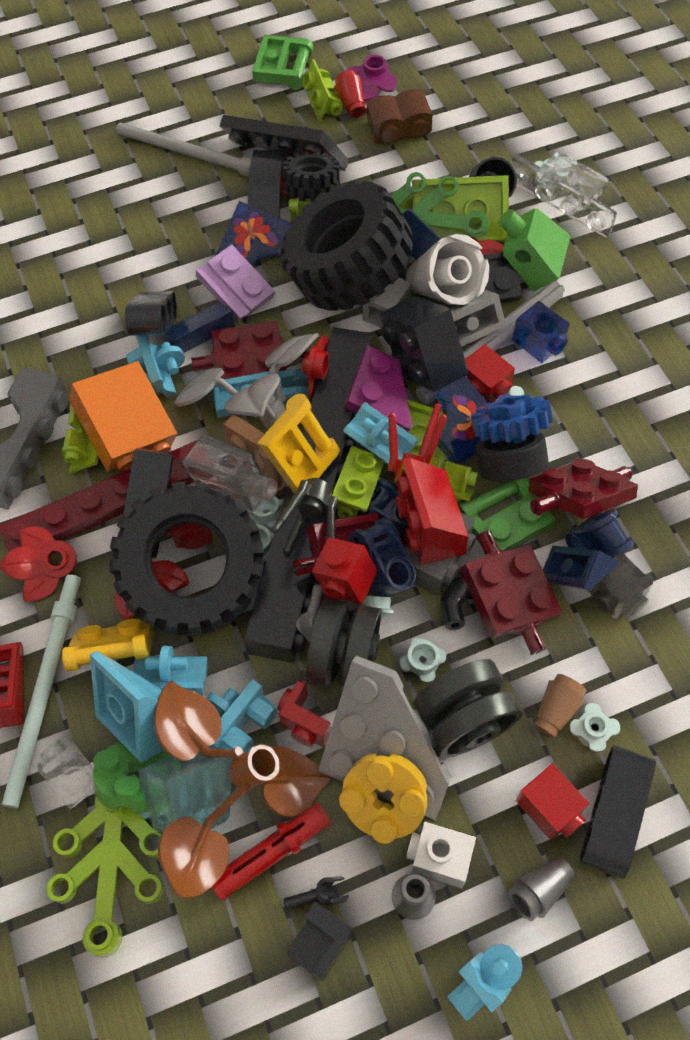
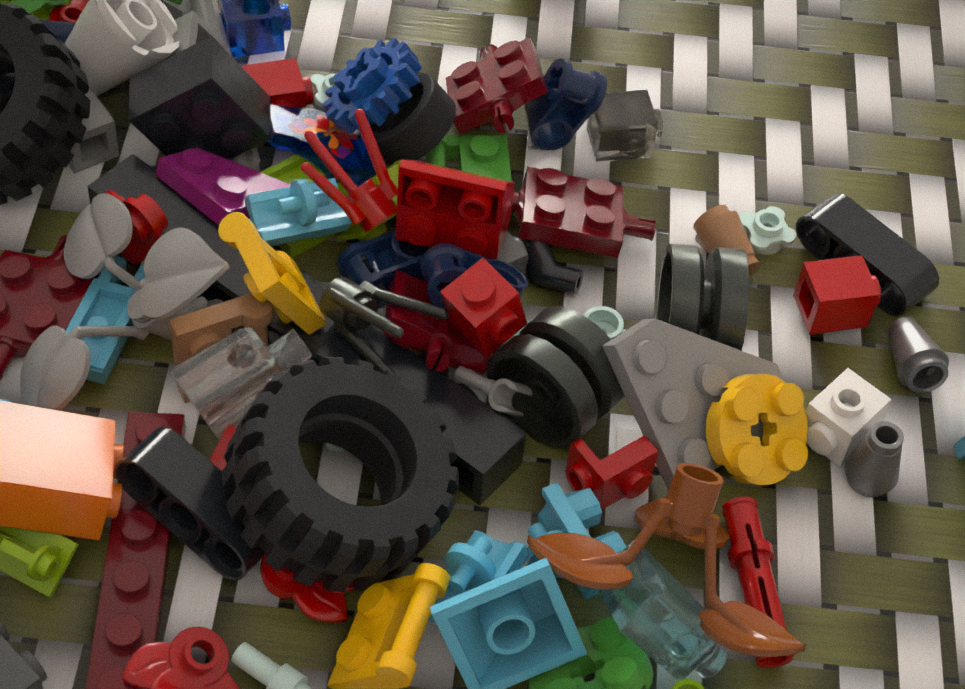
camera: 70 degrees left, 10 degrees down
(320, 941) = (887, 574): black panel -> none
(321, 893) = (829, 559): black hand -> none
(357, 482) = (329, 259): lime hinge -> none
(577, 567) = (589, 136): dark blue slope -> none

